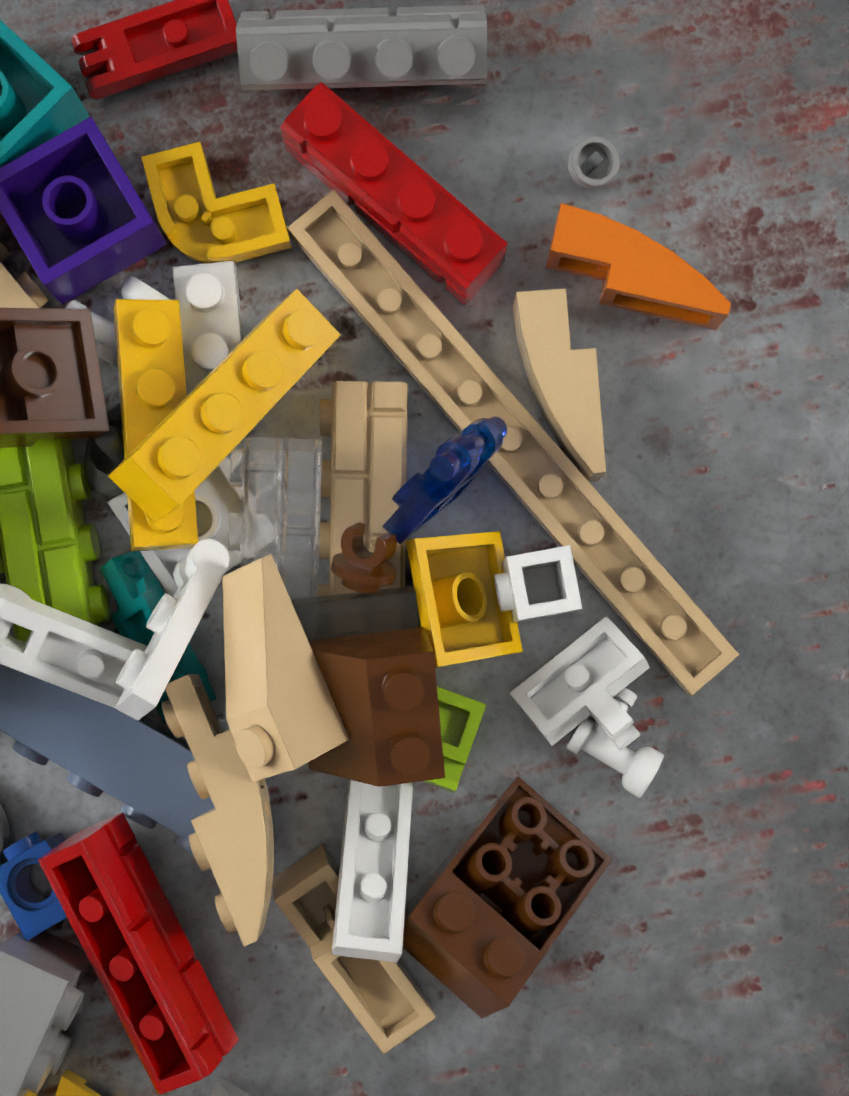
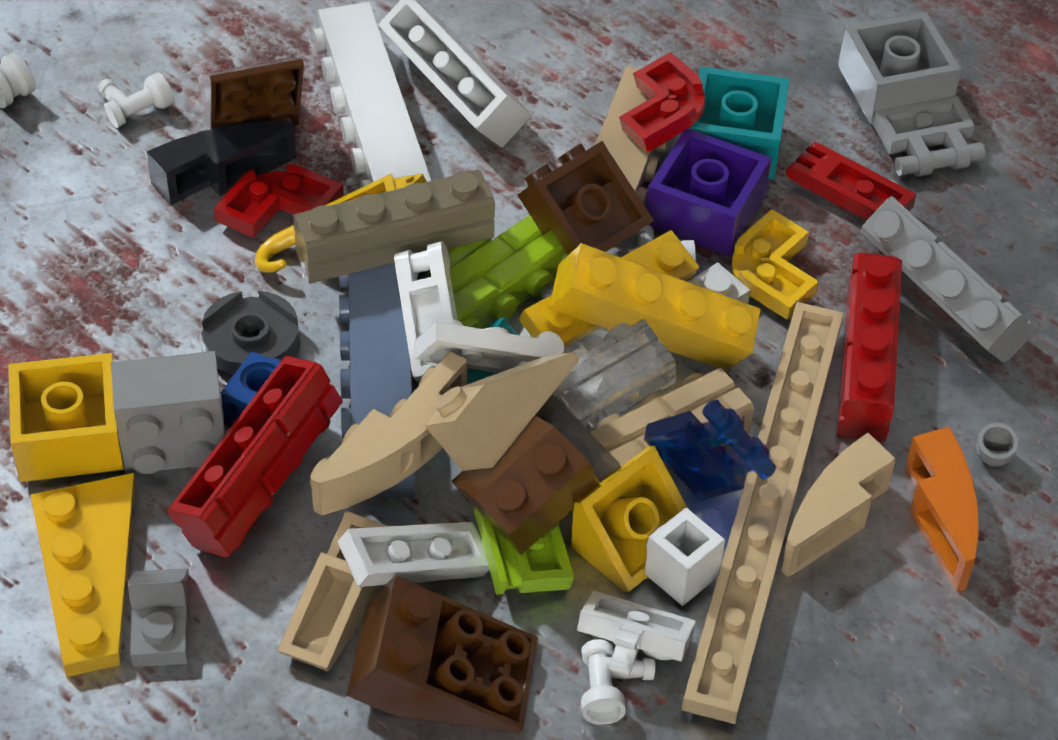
camera: 55 degrees right, 35 degrees down
(359, 567) = (618, 427): reddish brown plate -> none

